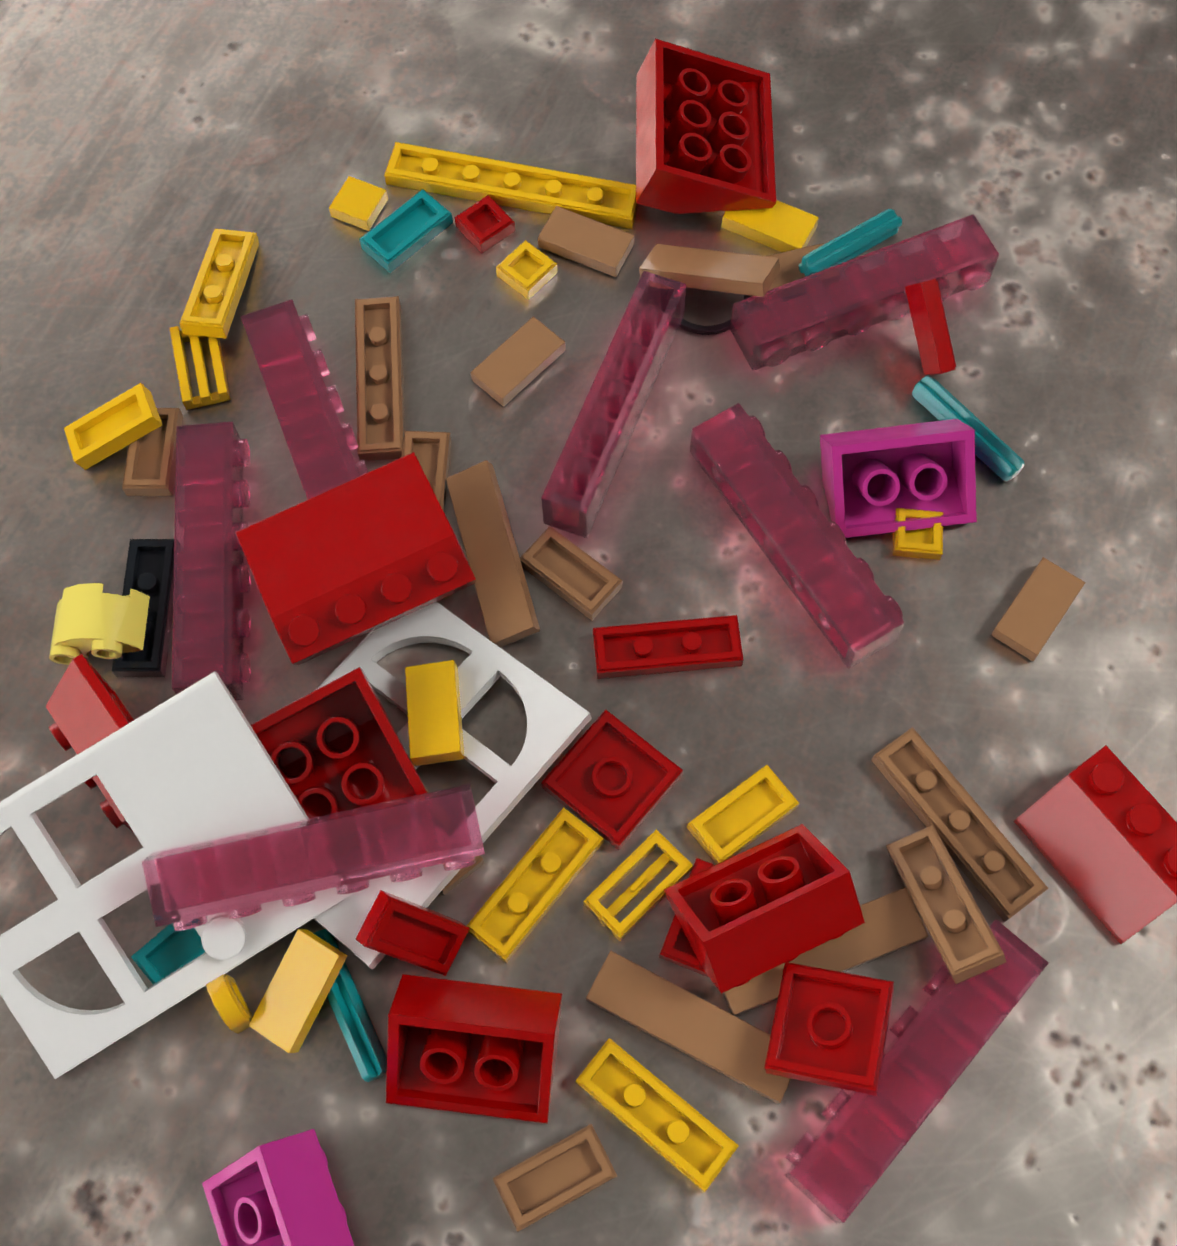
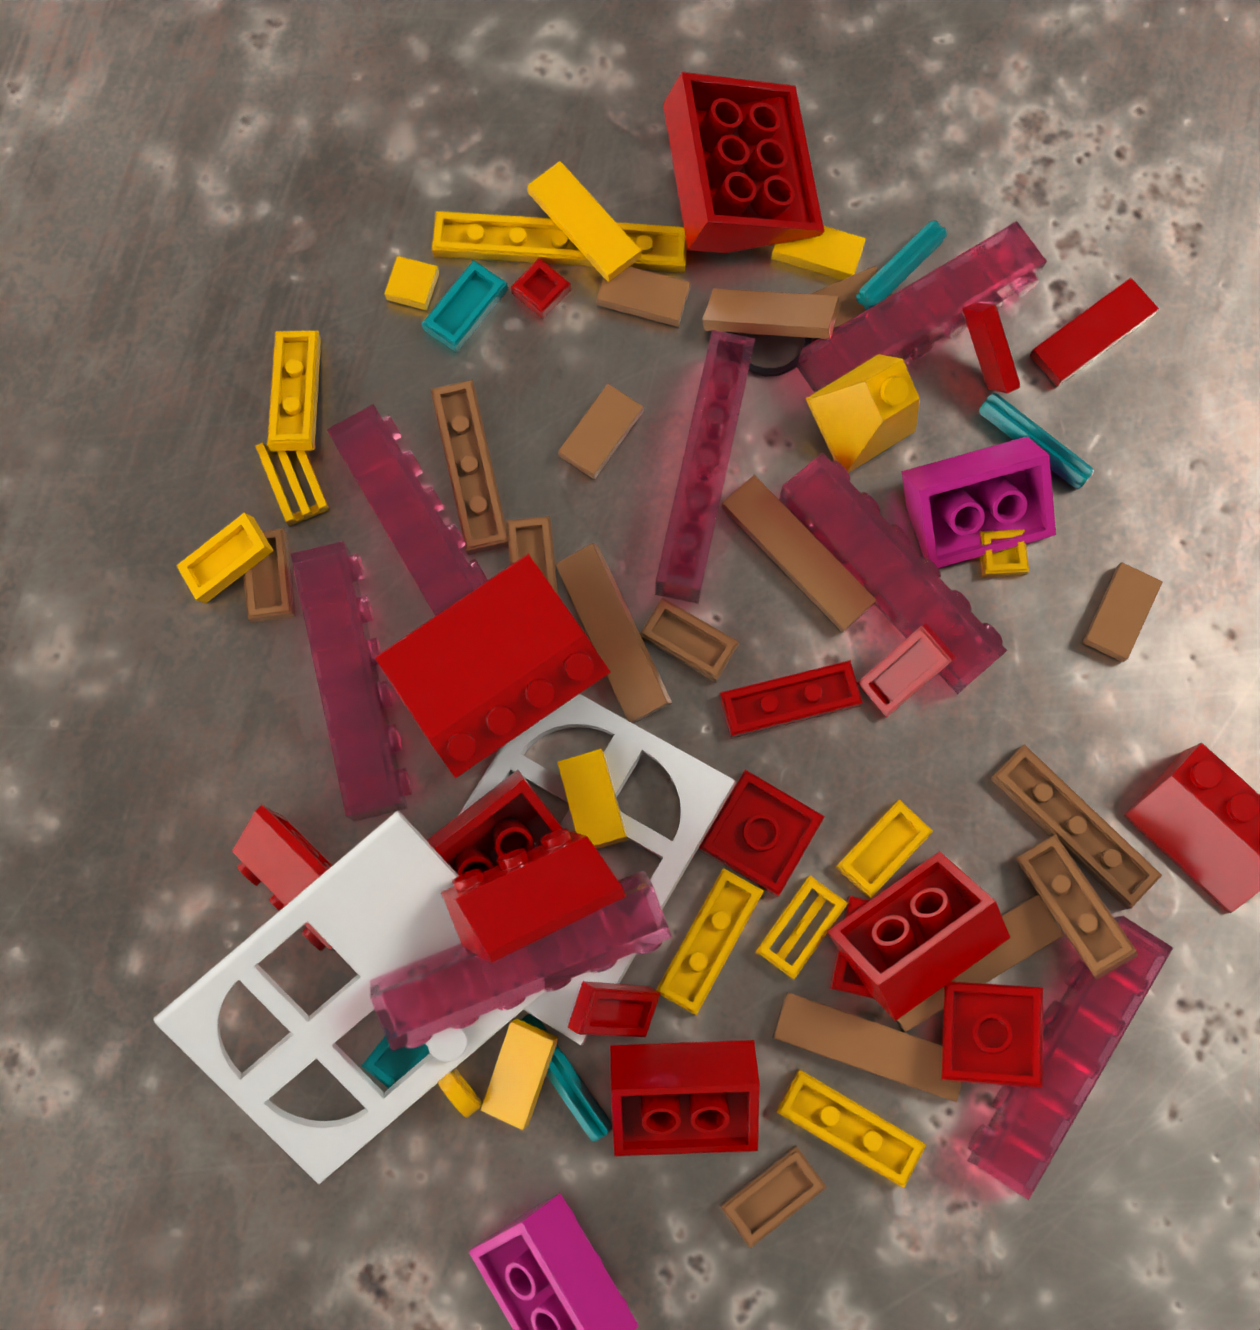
camera: 10 degrees left, 10 degrees up
(98, 623) = (259, 759): light yellow cylinder -> none
(152, 573) = (298, 733): black tile -> none
(337, 778) = (530, 894): none -> red slope
(527, 270) = (591, 332): yellow tile -> none
(538, 166) = (584, 221): none -> yellow tile
(701, 505) = (798, 553): none -> medium nougat tile
(792, 372) = (866, 410): none -> yellow slope
(794, 629) = (906, 669): none -> tile
(1042, 333) = (1094, 332): none -> red tile

